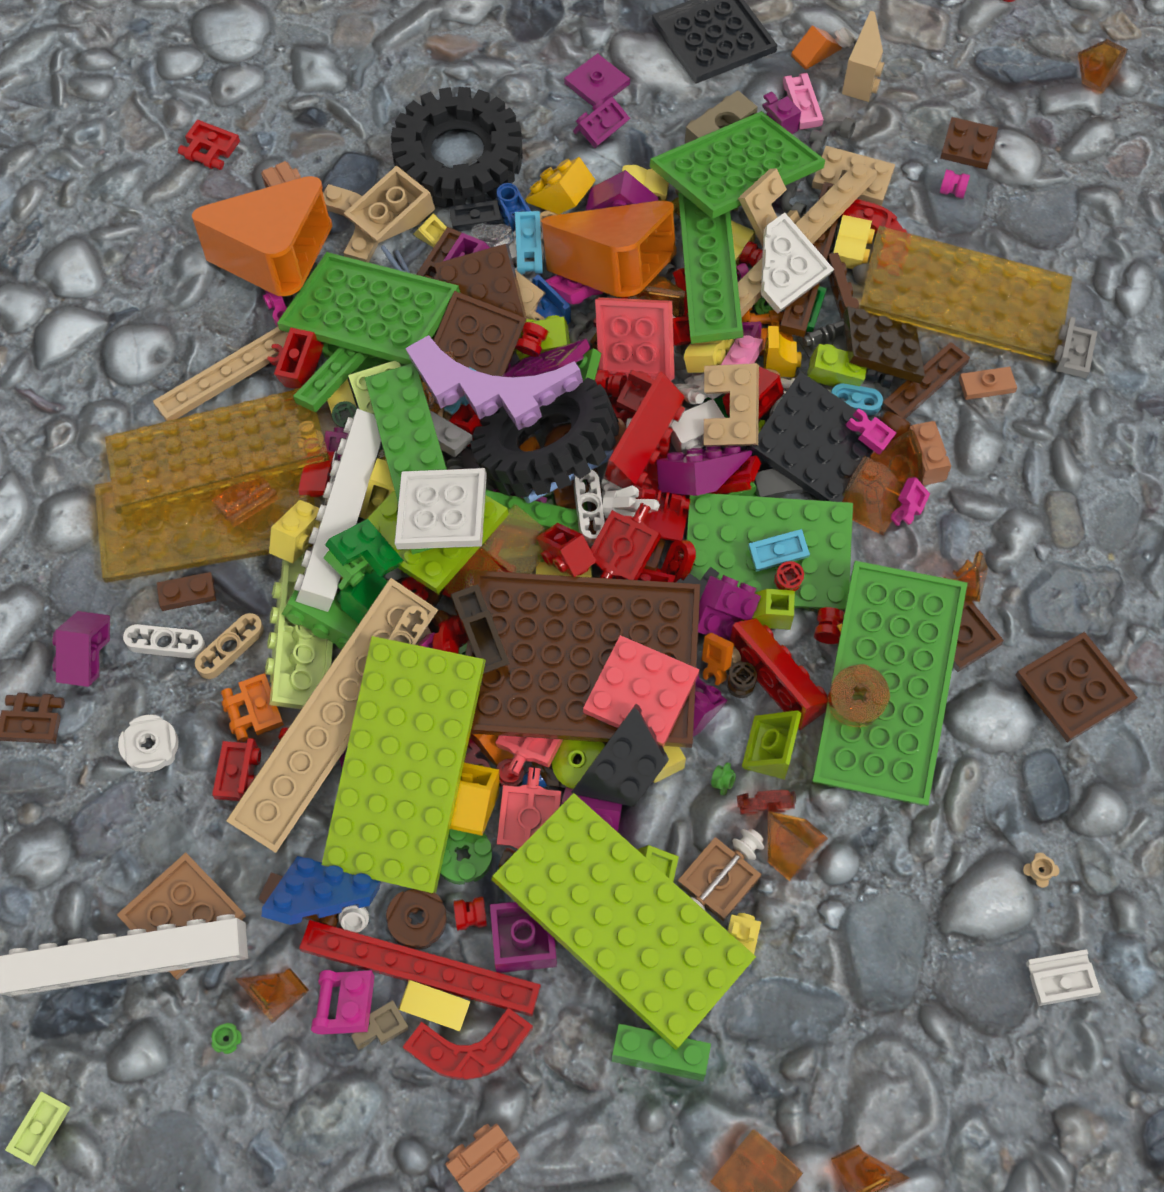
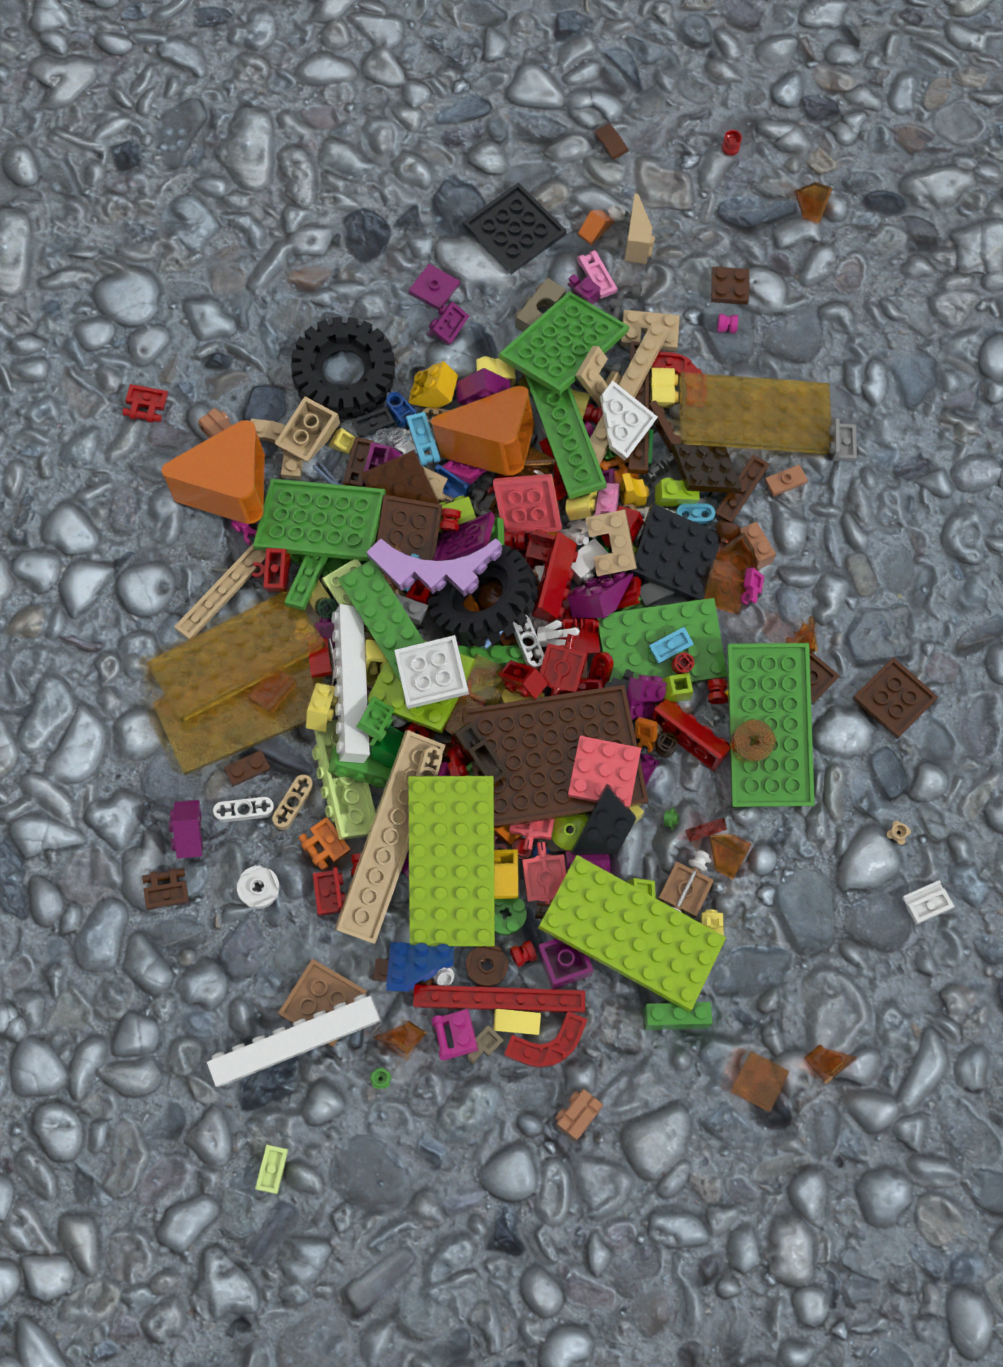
camera: 20 degrees left, 5 degrees up
(366, 542) = (383, 708): green plate -> none
(771, 743) = (698, 786): lime slope -> none
(873, 433) = (716, 539): dark pink plate -> none

